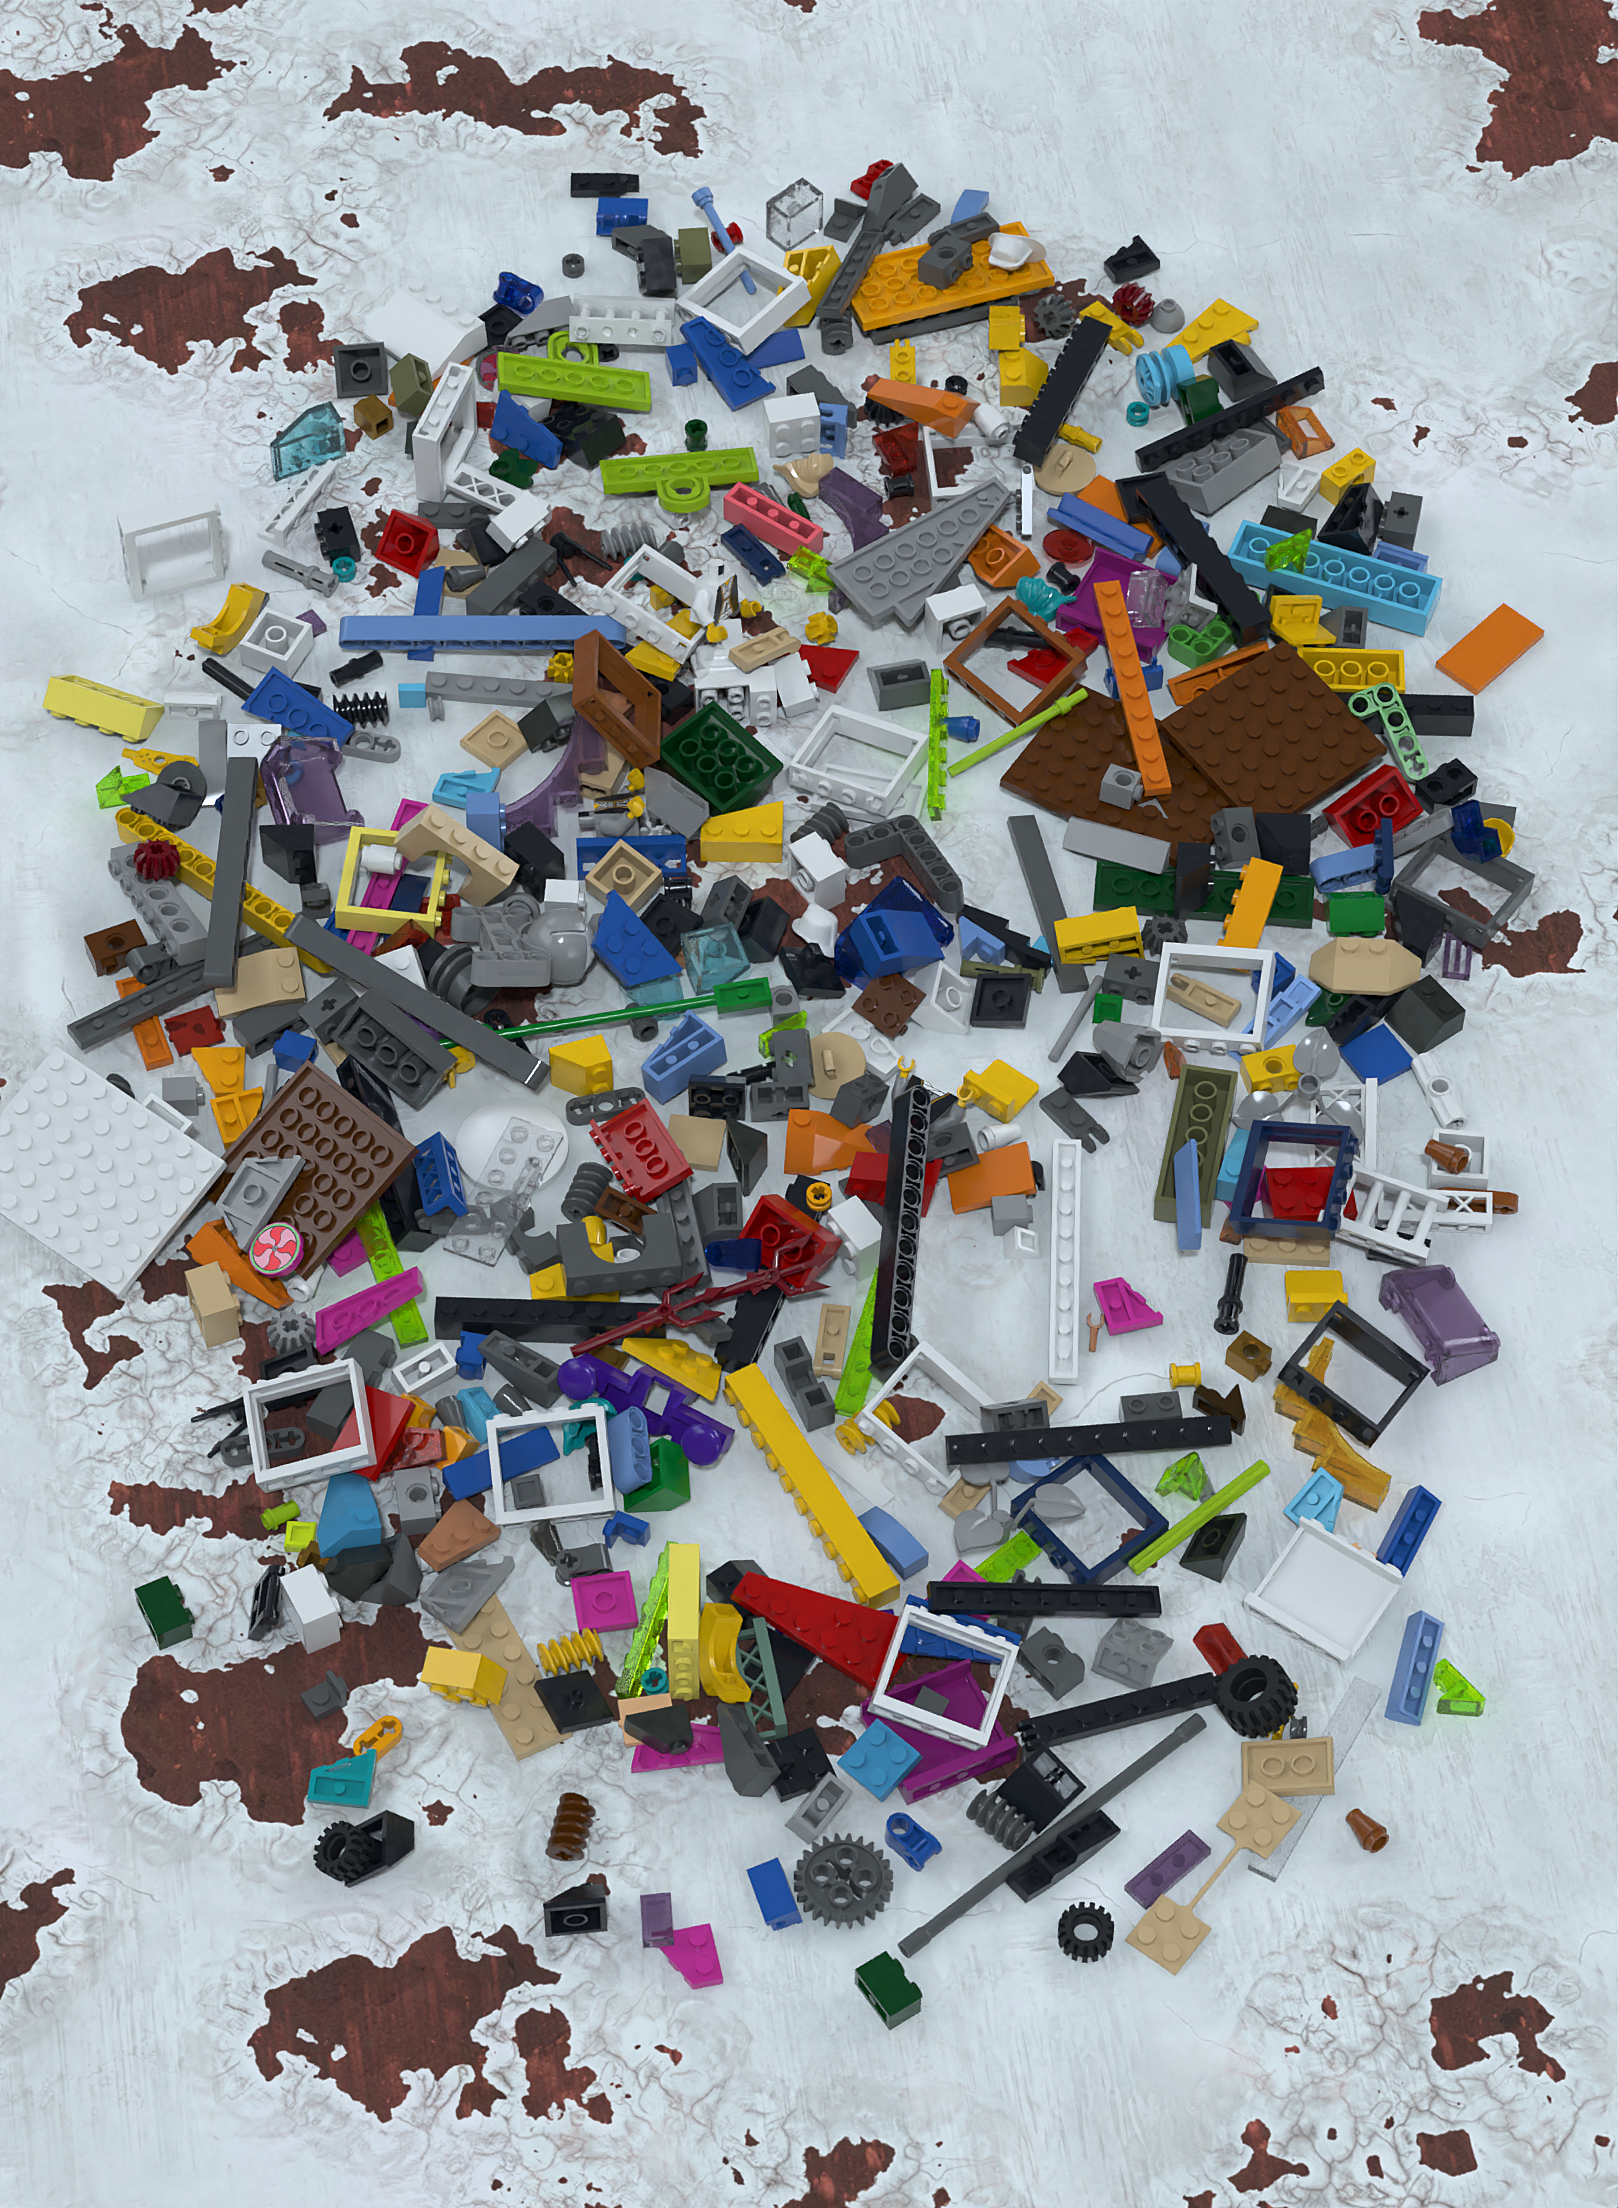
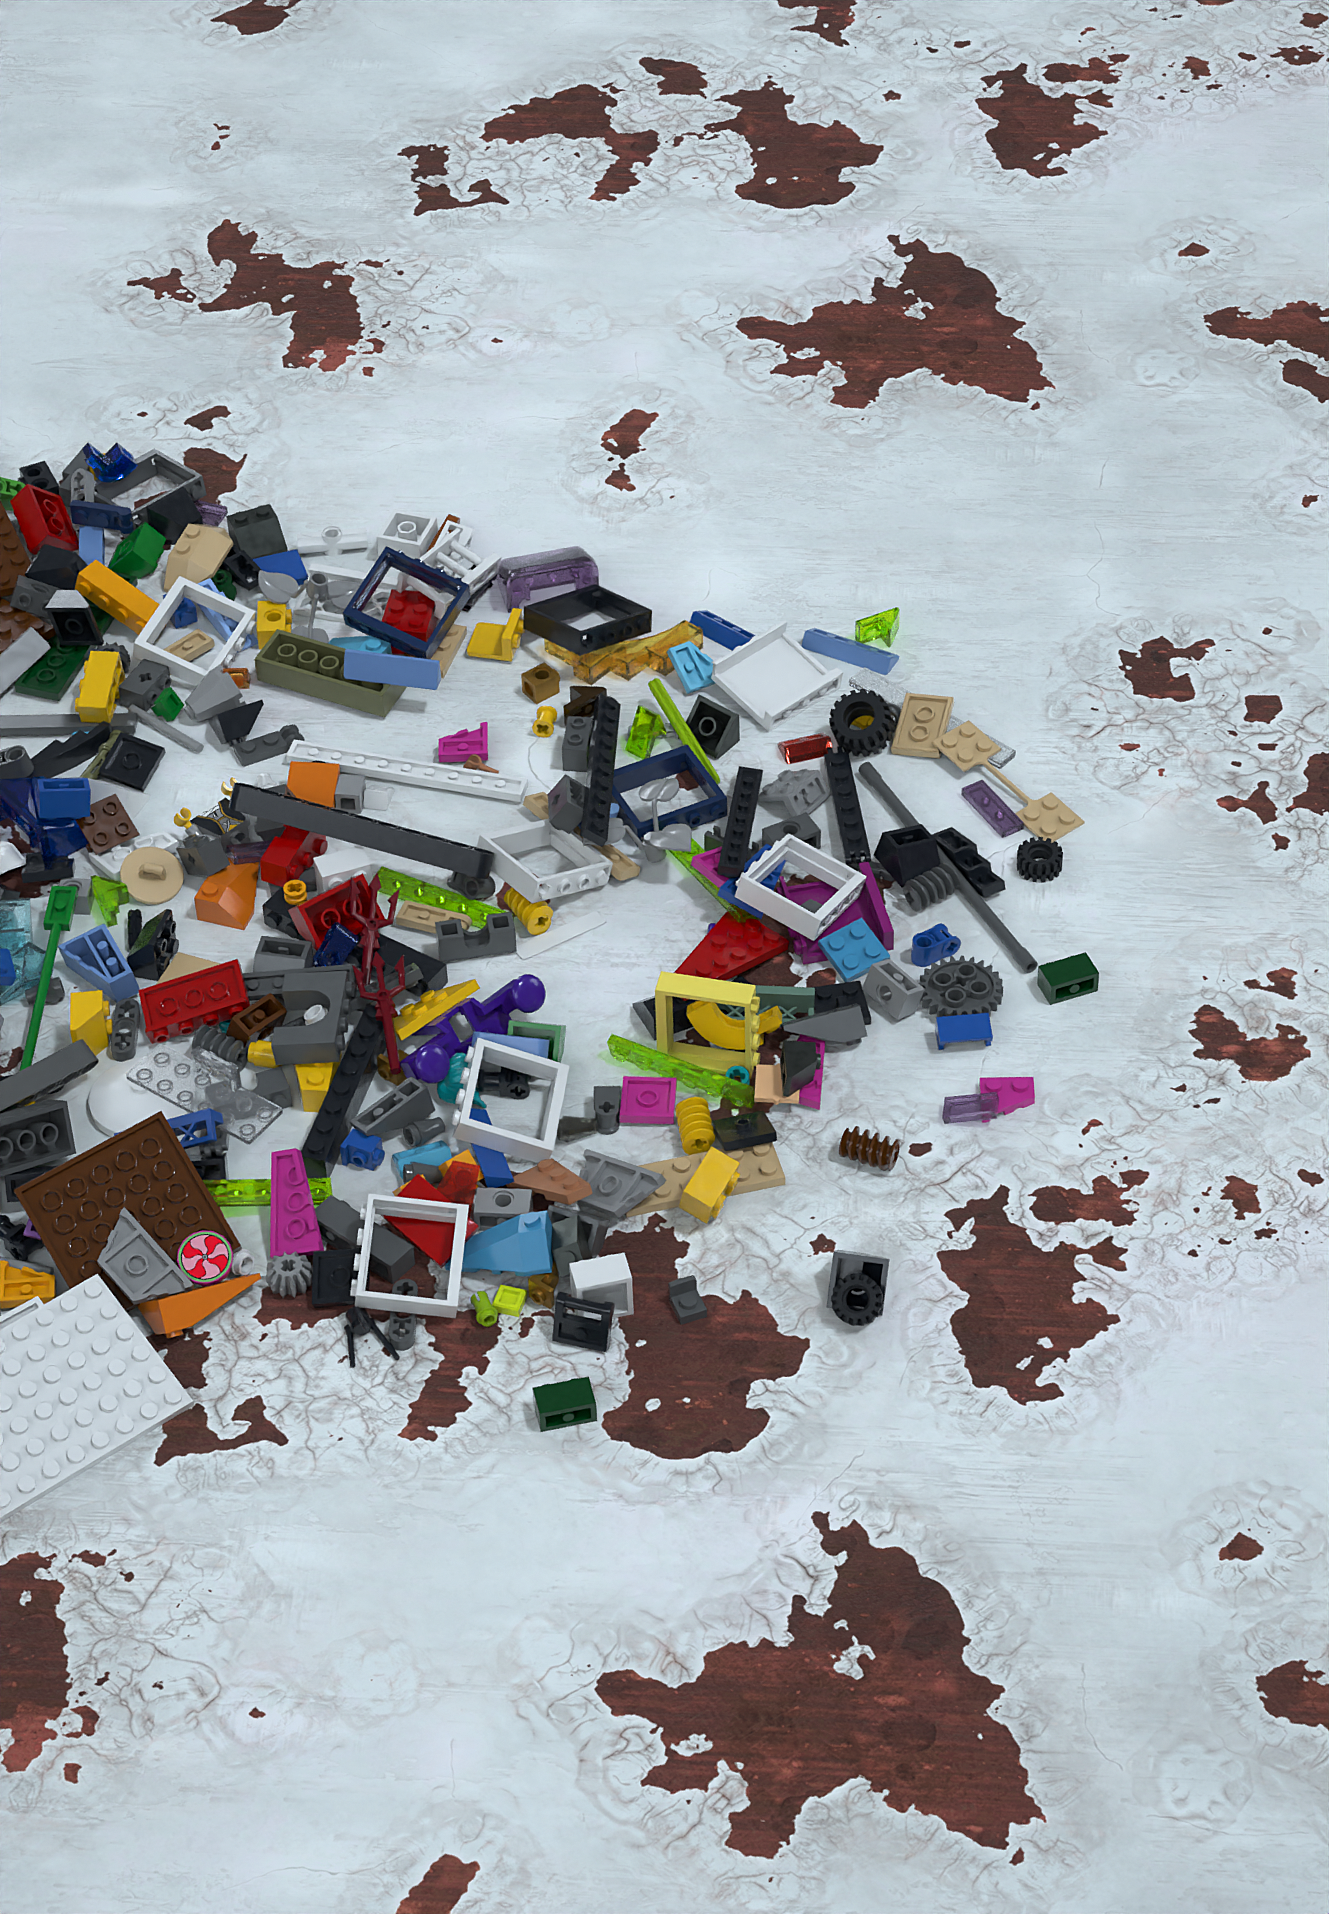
camera: 75 degrees left, 10 degrees down
(213, 1304) = (242, 1319): tan brick -> none
(345, 1782) = (781, 1294): teal wing -> none
(375, 1737) = (737, 1275): light orange beam -> none
(424, 1370) = (370, 1175): white brick -> none
(527, 1491) = (533, 1117): dark grey tile -> none
(576, 1911) = (949, 1149): black slope -> none
(628, 1527) = (580, 1073): blue bracket -> none
(746, 1153) = (228, 935): pearl dark grey slope -> none
(773, 1099) = (181, 902): dark grey brick -> none
(799, 1044) = (141, 889): dark grey brick -> none
(811, 1488) = (580, 950): yellow brick -> none
(894, 1542) = (646, 912): medium blue slope -> none
(977, 940) = (65, 765): medium blue slope -> none
(1001, 1090) = (209, 780): yellow bracket -> none
(1230, 1304) = (486, 686): black pin -> none
(1368, 1831) = (987, 695): dark orange cone -> none
(1449, 1157) = (413, 527): dark orange cone -> none

